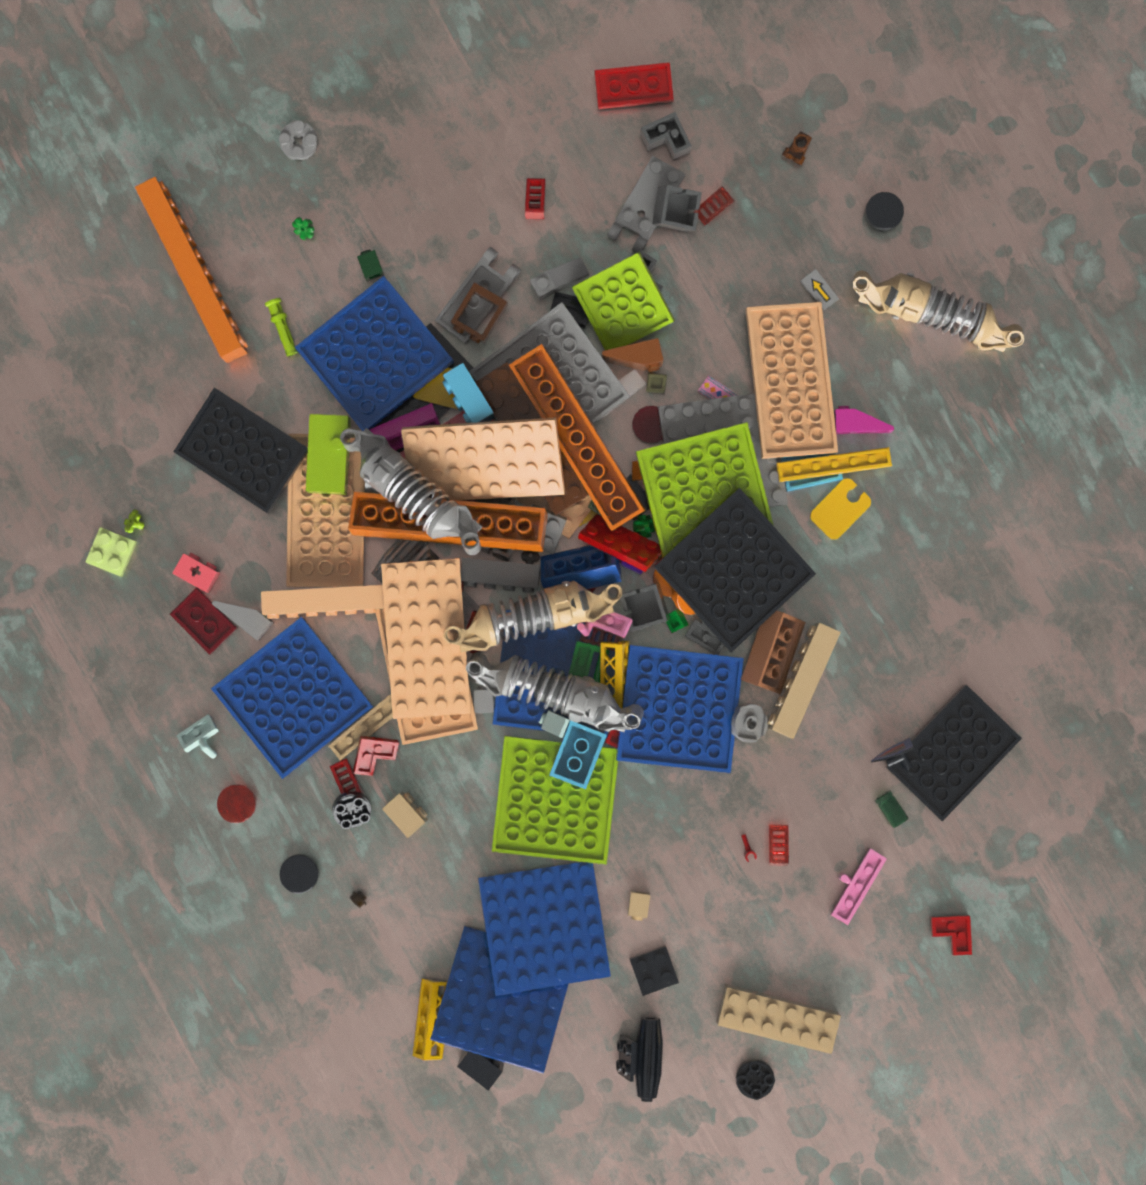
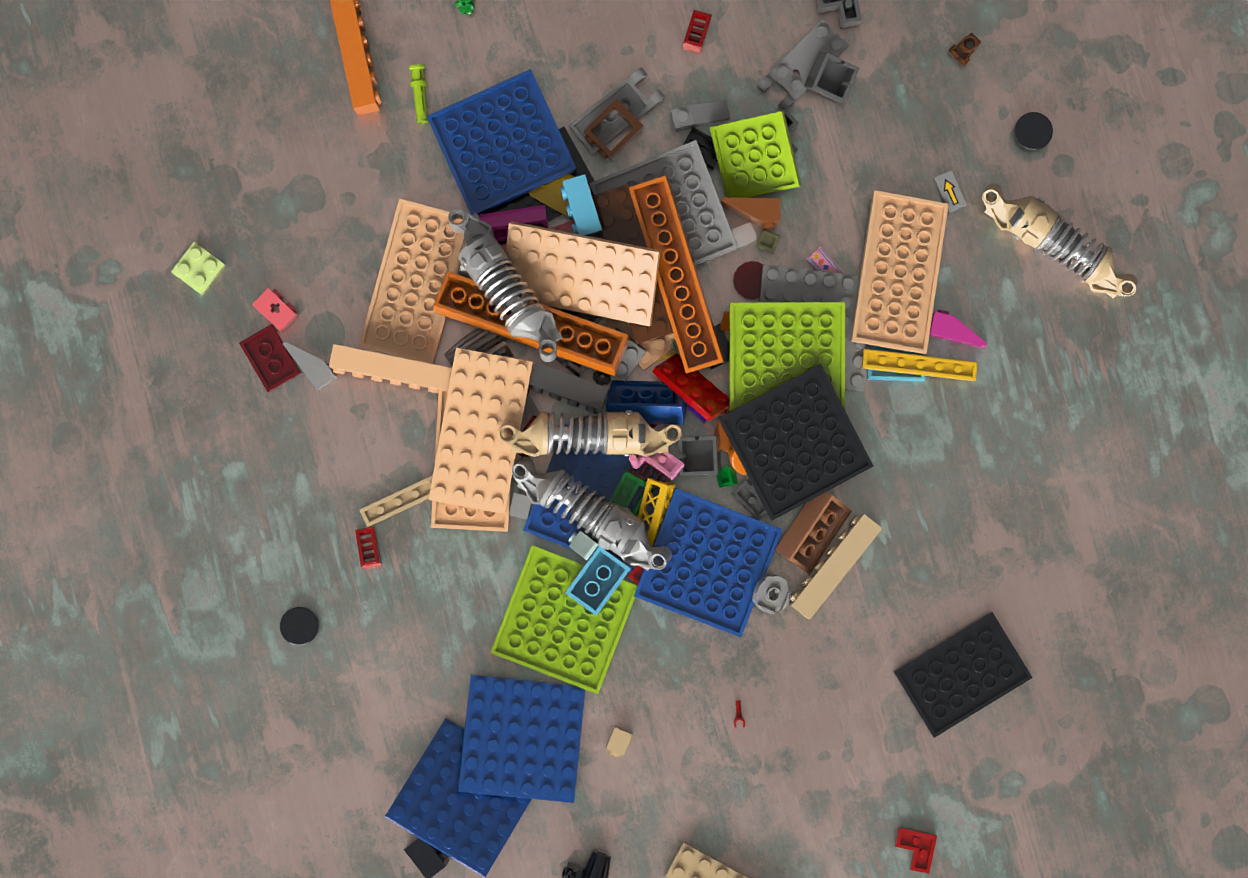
camera: 20 degrees right, 0 degrees up
(133, 521) = (227, 245): lime plant -> none
(198, 734) = (236, 466): light aqua plate -> none
(236, 803) = (256, 542): clear red tile -> none
(241, 450) = (349, 203): black plate -> none
(292, 697) = (336, 454): blue plate -> none
(326, 455) = (431, 229): lime brick -> none
(351, 809) = (366, 577): black tile -> none
(358, 899) = (350, 665): dark brown plate -> none
(370, 265) = (520, 55): dark green brick -> none
(371, 749) = (399, 524): plate -> none
(405, 813) = (416, 594): tan brick -> none
(426, 1019) = (391, 782): yellow fence -> none
(644, 526) = (719, 376): green gear -> none
(654, 970) = (617, 809): black plate -> none
(715, 195) = (881, 71): clear red slope -> none
(779, 862) = (769, 737): clear red slope -> none
(836, 512) = (911, 413): yellow piece -> none
(857, 886) = (835, 778): bright pink plate -> none
(891, 809) = (887, 713): clear green piece -> none
(896, 754) = (906, 661): shield -> none

